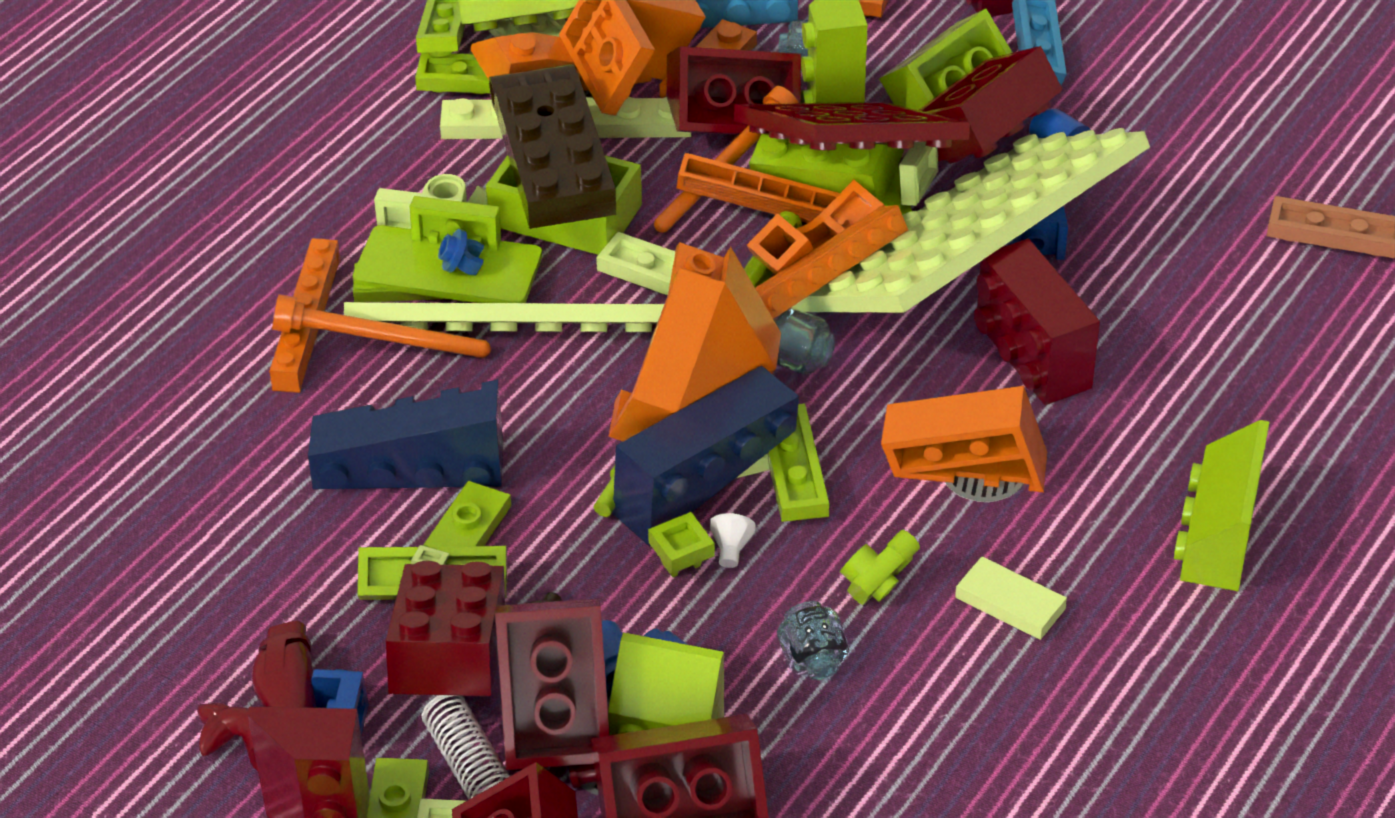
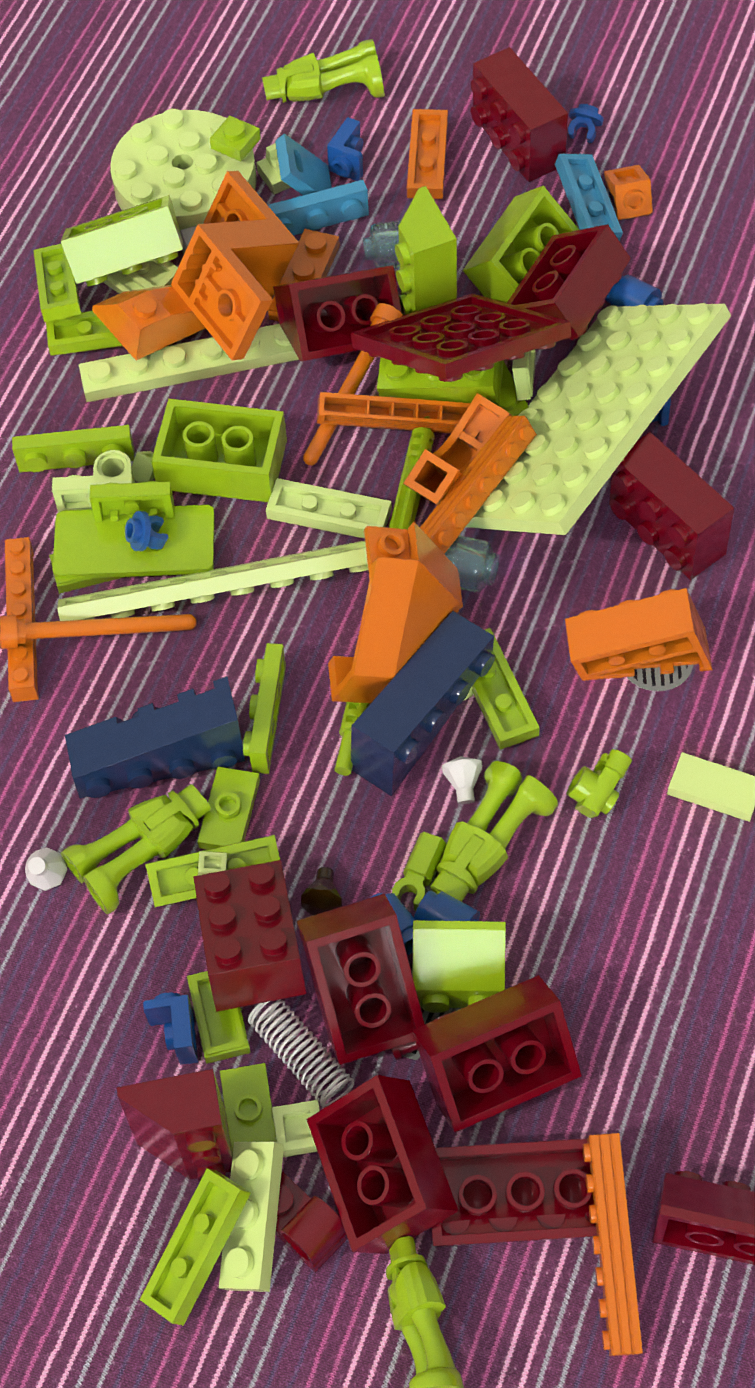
camera: 10 degrees left, 15 degrees up
(253, 541) = (45, 869): none -> white rock
(279, 679) = (120, 1019): dark red piece -> none
(378, 520) = (160, 825): none -> lime piece
(390, 718) = (220, 1032): none -> lime tile
(405, 169) = (70, 448): none -> lime plate
(537, 436) = (265, 708): none -> lime plate
(553, 146) = (202, 410): dark brown hinge -> none
(660, 608) = (420, 867): none -> lime bar
(681, 543) = (424, 796): lime tile -> none
(719, 604) = (474, 854): none -> lime piece
(812, 640) = (563, 870): clear light blue head -> none
(1086, 41) = (630, 191): none -> orange bracket

